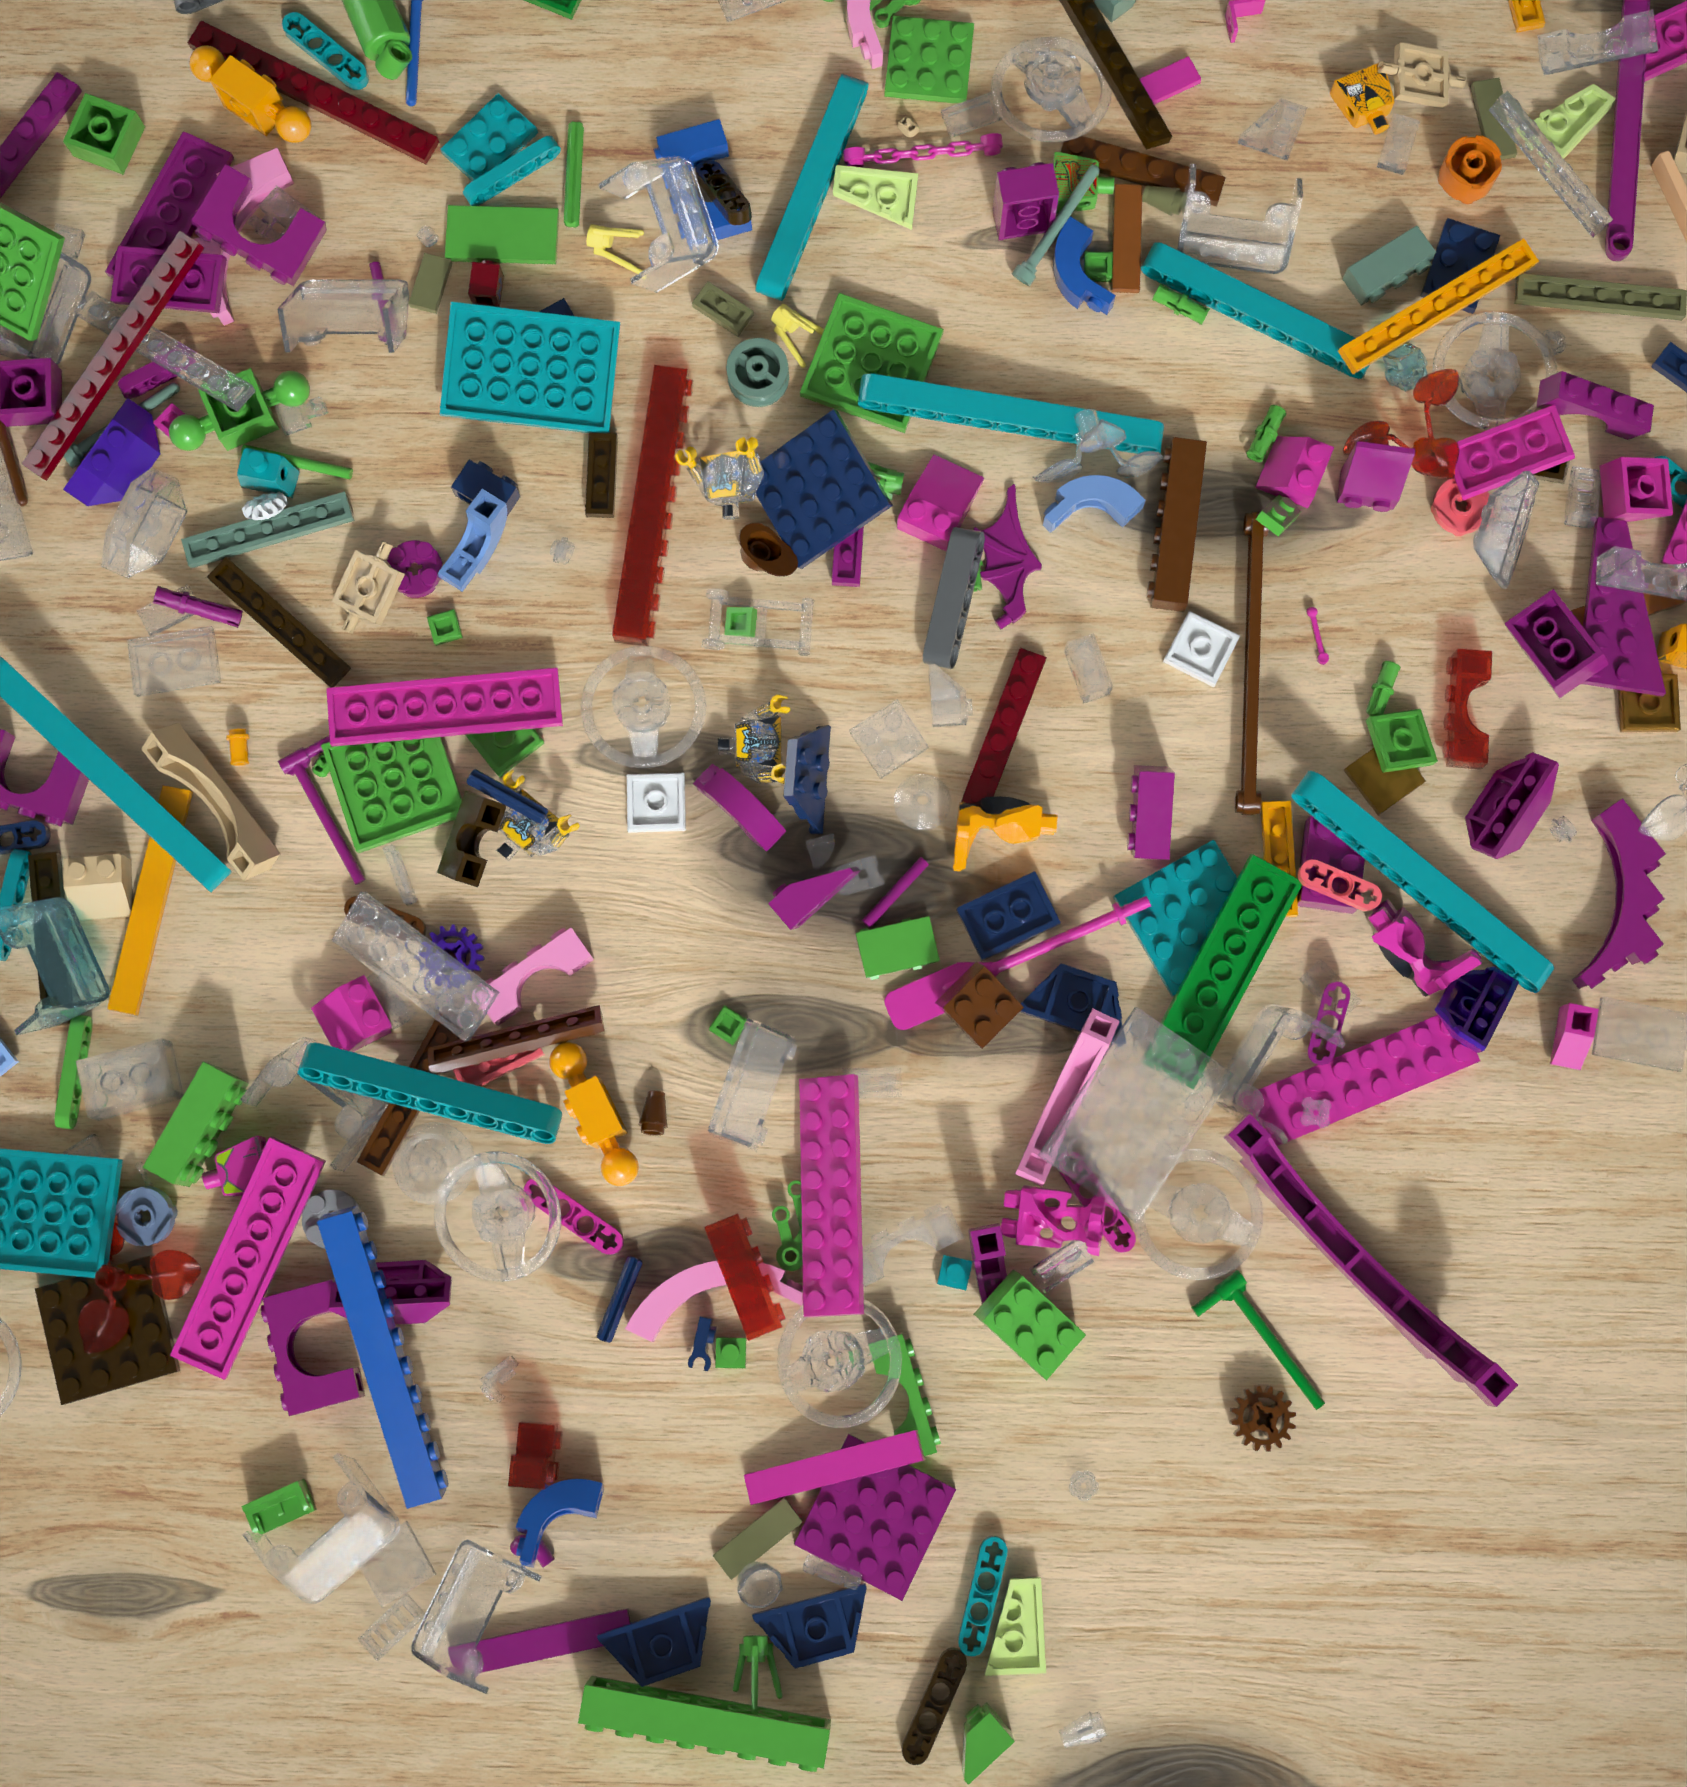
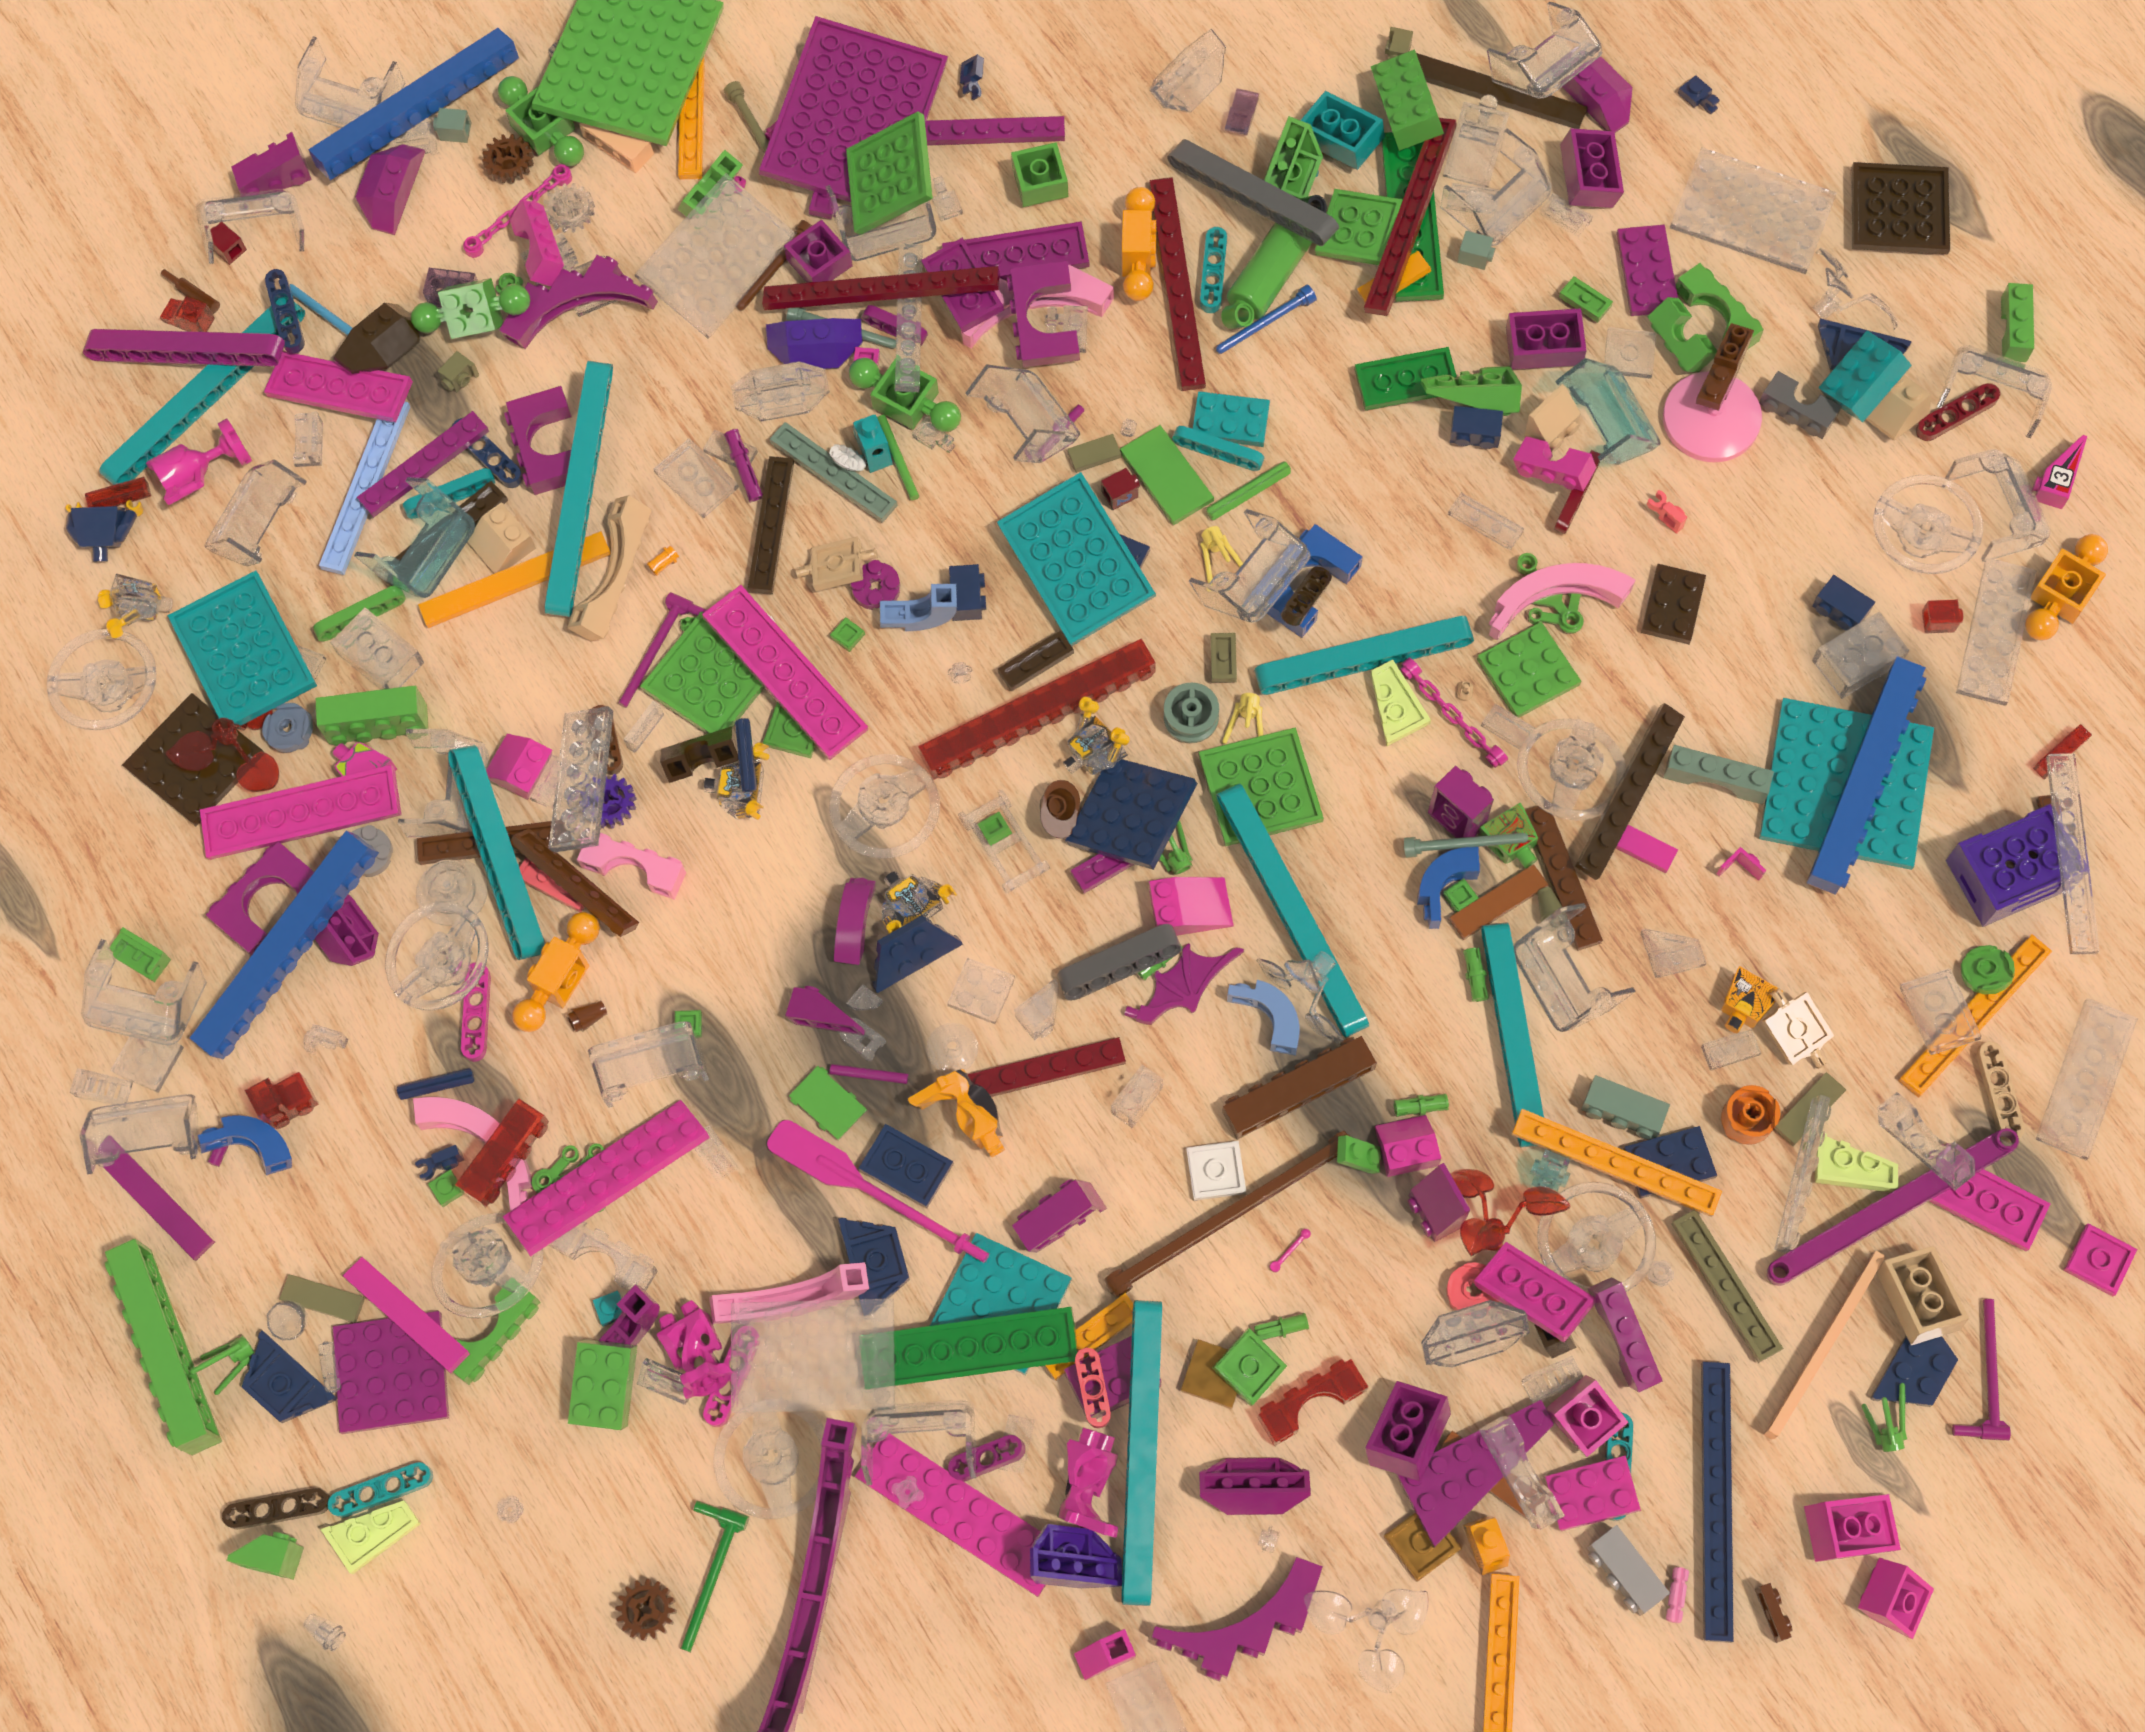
camera: 55 degrees right, 10 degrees down
(656, 802) = (819, 863): white tile -> none
(660, 1643) = (202, 1280): dark blue wing -> none
(979, 1004) = (820, 1187): reddish brown brick -> none

